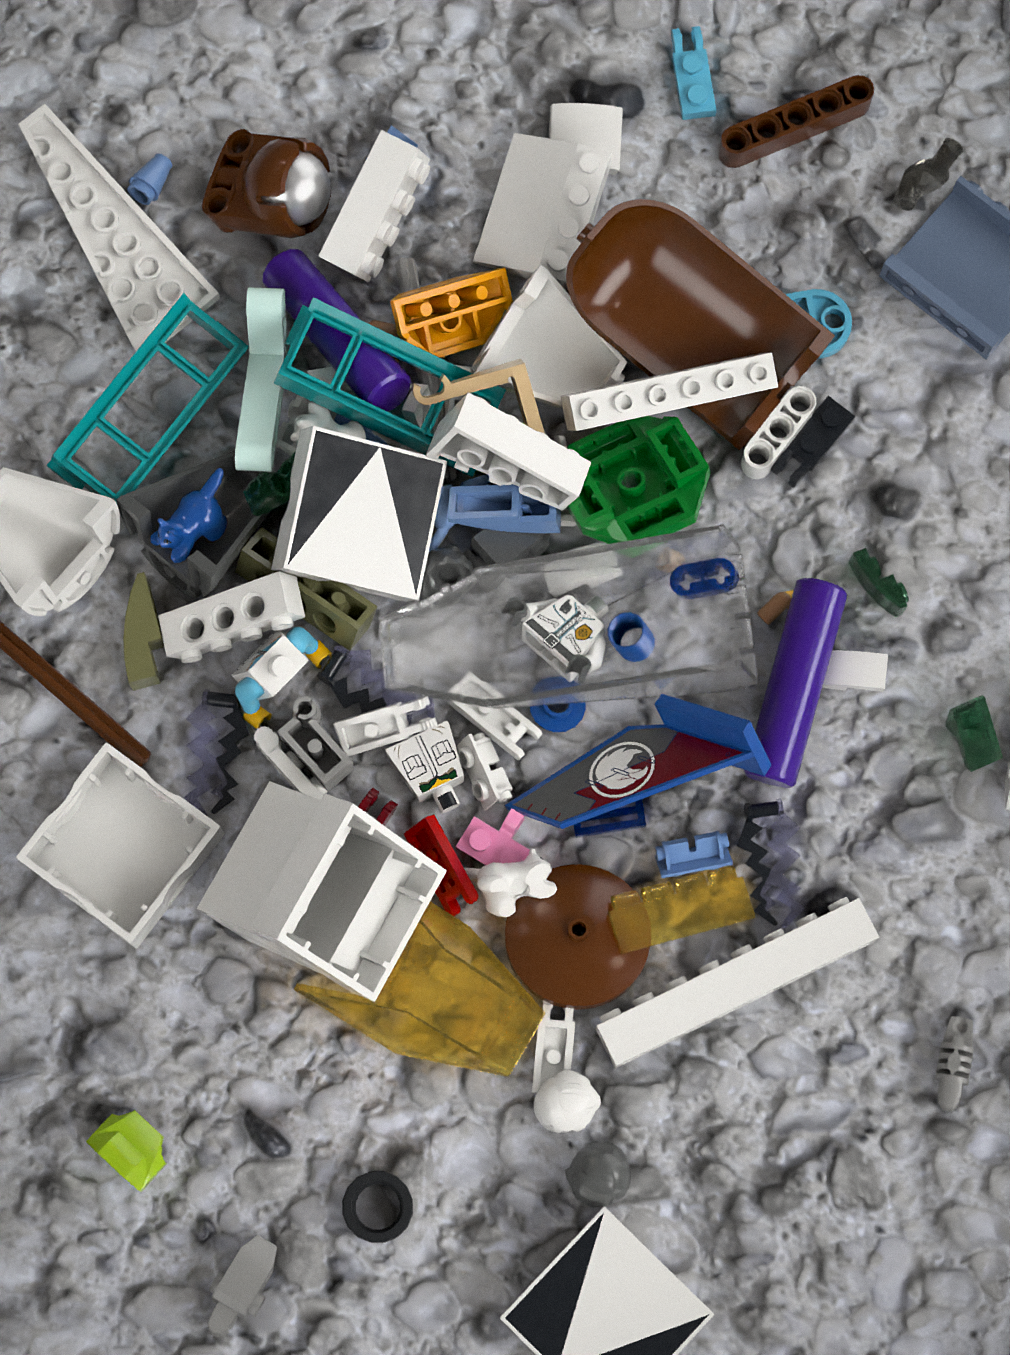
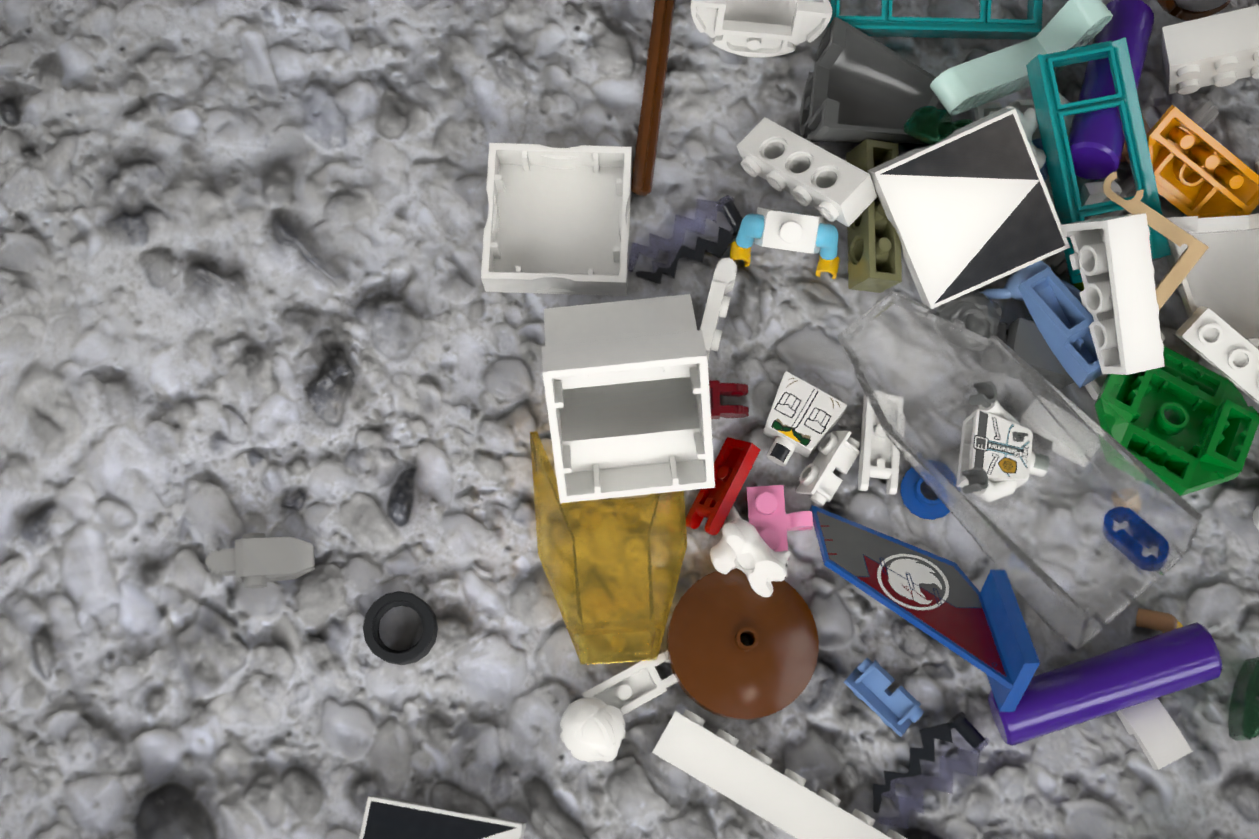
camera: 60 degrees right, 0 degrees up
(130, 1147) = (318, 395): lime slope -> none
(141, 635) = (739, 117): olive slope -> none
(195, 517) = (866, 88): blue animal -> none
(314, 745) = (747, 312): light grey hinge -> none
(362, 660) = (829, 349): piece -> none
(381, 726) = (802, 355): white hinge -> none
(599, 1174) = (551, 801): dark grey hair -> none
(616, 826) = (845, 596): clear blue tile -> none
(620, 625) = (1038, 495): blue piece -> none
(676, 916) = (831, 726): clear yellow windscreen -> none

